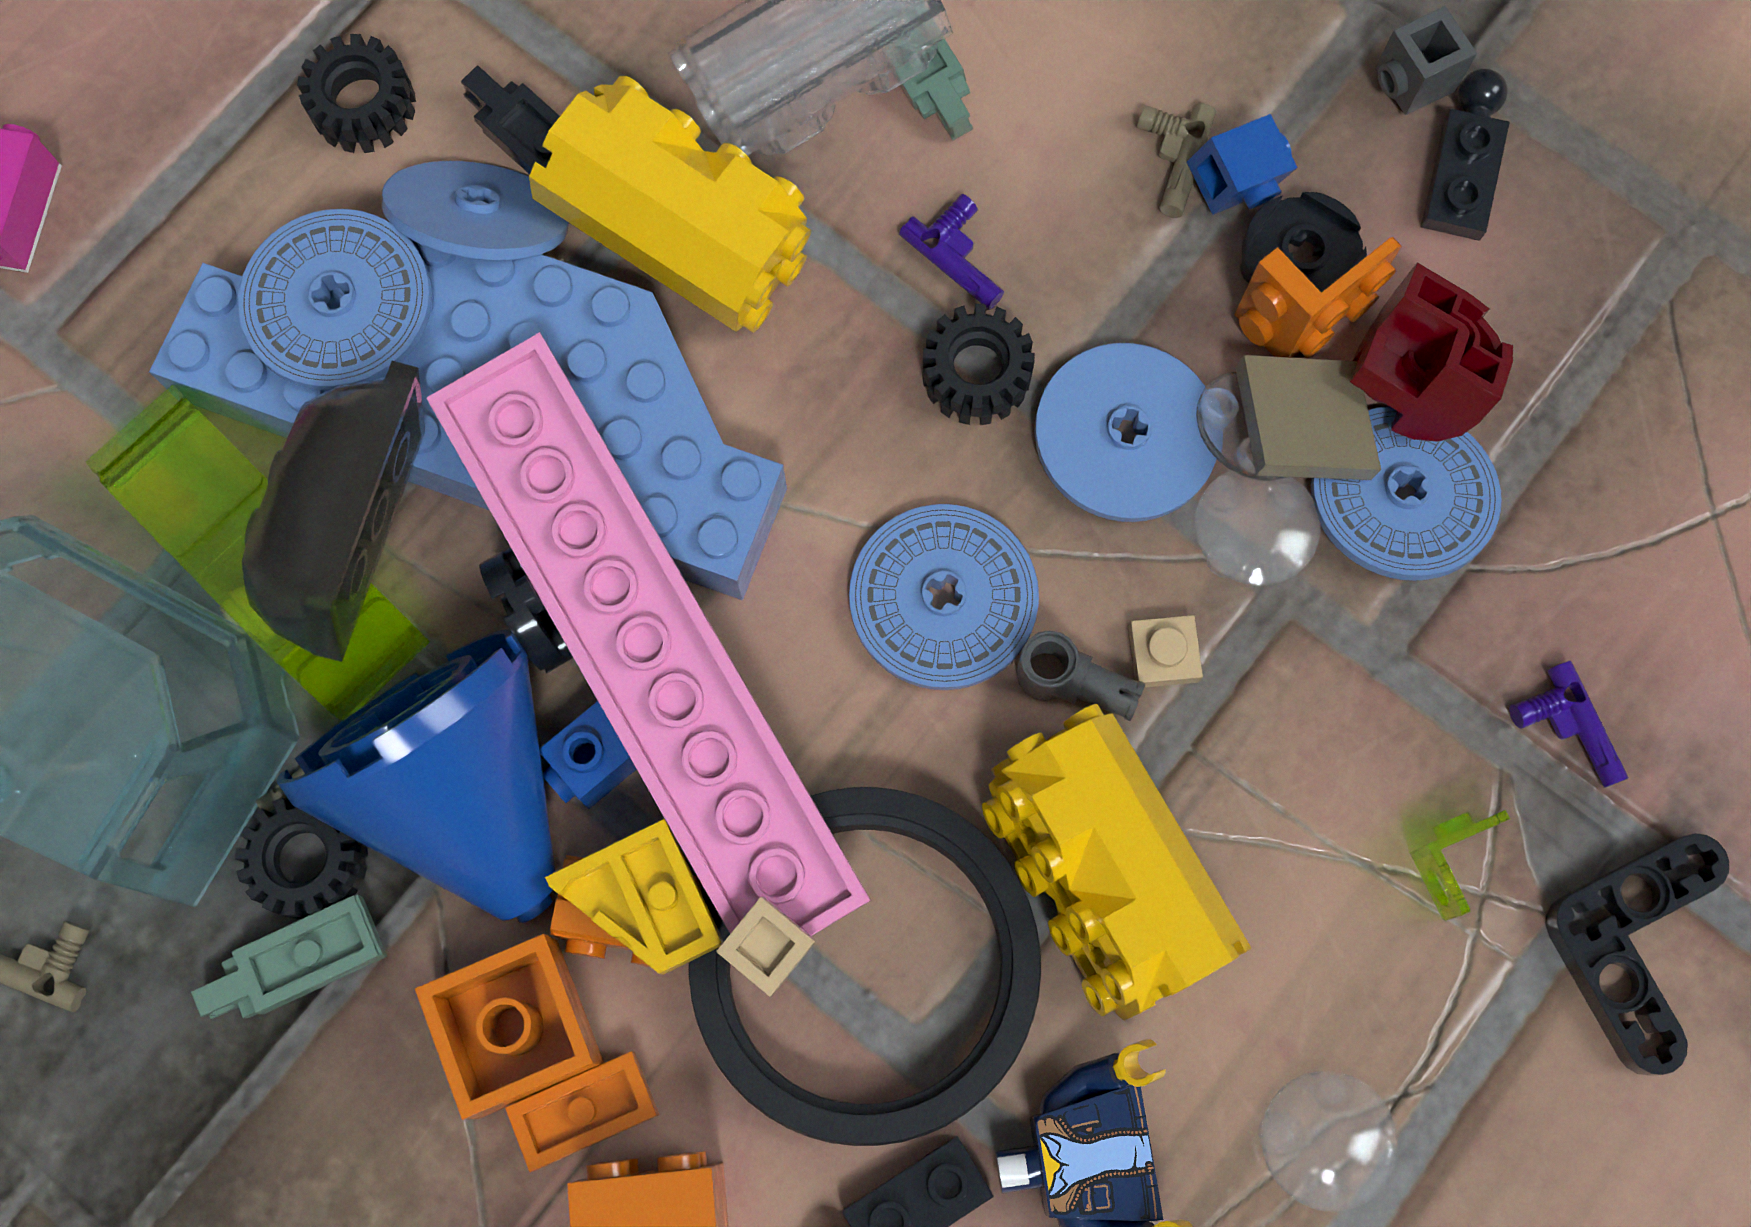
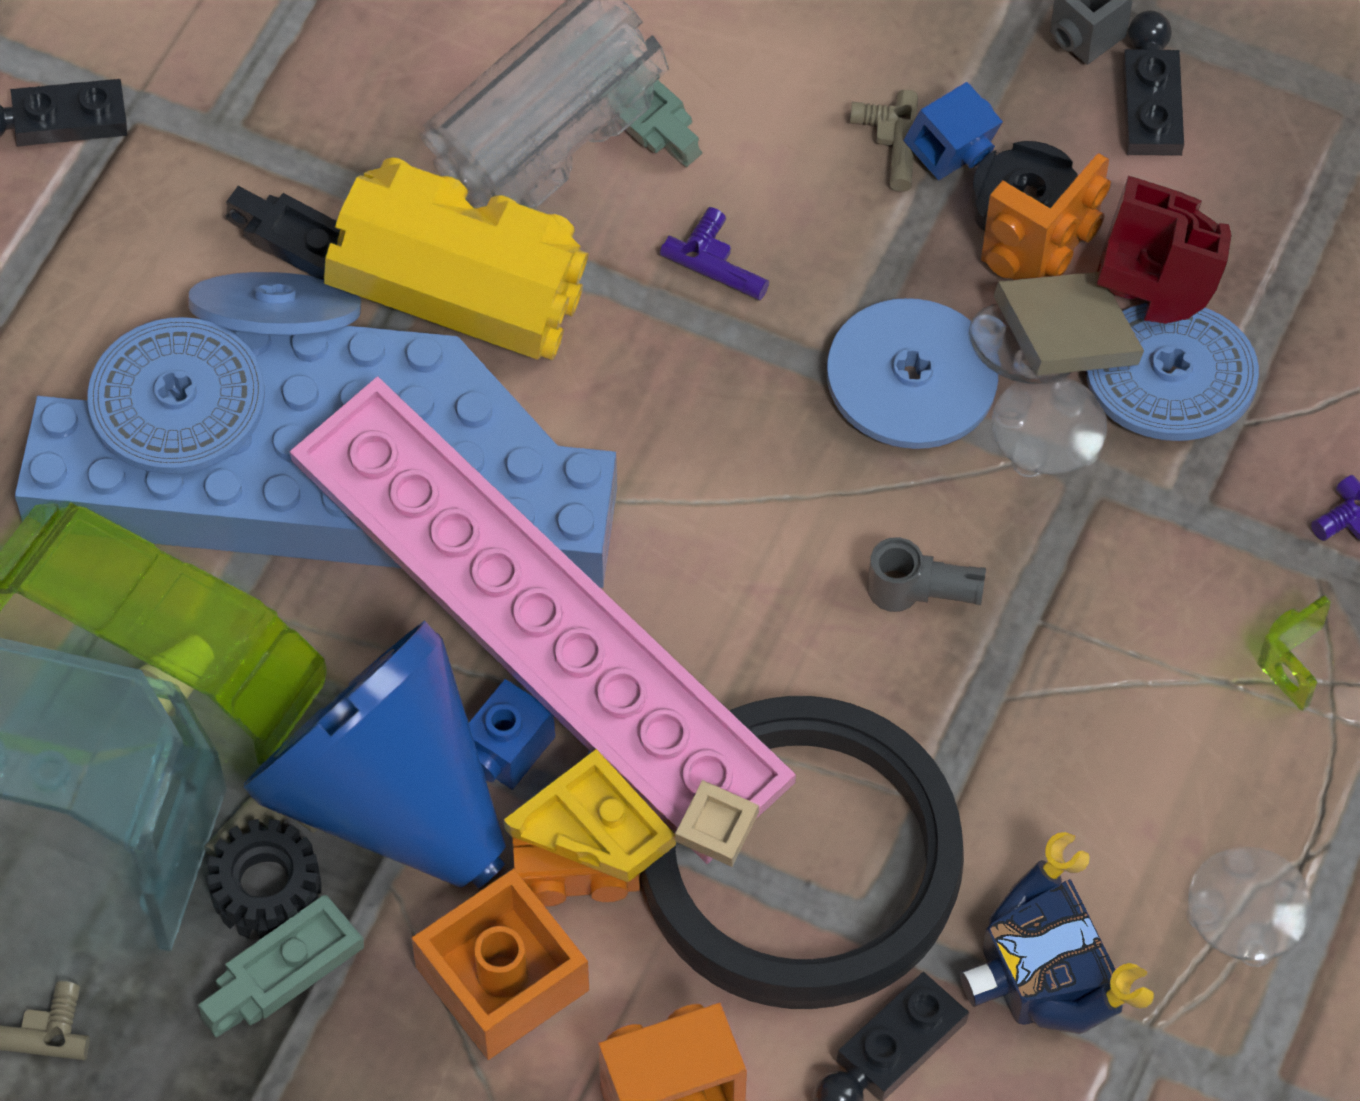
camera: 15 degrees left, 15 degrees down
(332, 509) = (238, 550): clear smoke windscreen -> none
(347, 65) = (121, 209): black tyre -> none
(524, 611) = (409, 603): black plate -> none
(582, 1111) = (569, 1033): orange plate -> none
(959, 642) = (820, 566): medium blue piece -> none
(977, 330) = (763, 317): black tyre -> none
(1114, 861) = (1017, 727): yellow brick -> none
(1165, 651) = (997, 544): tan plate -> none

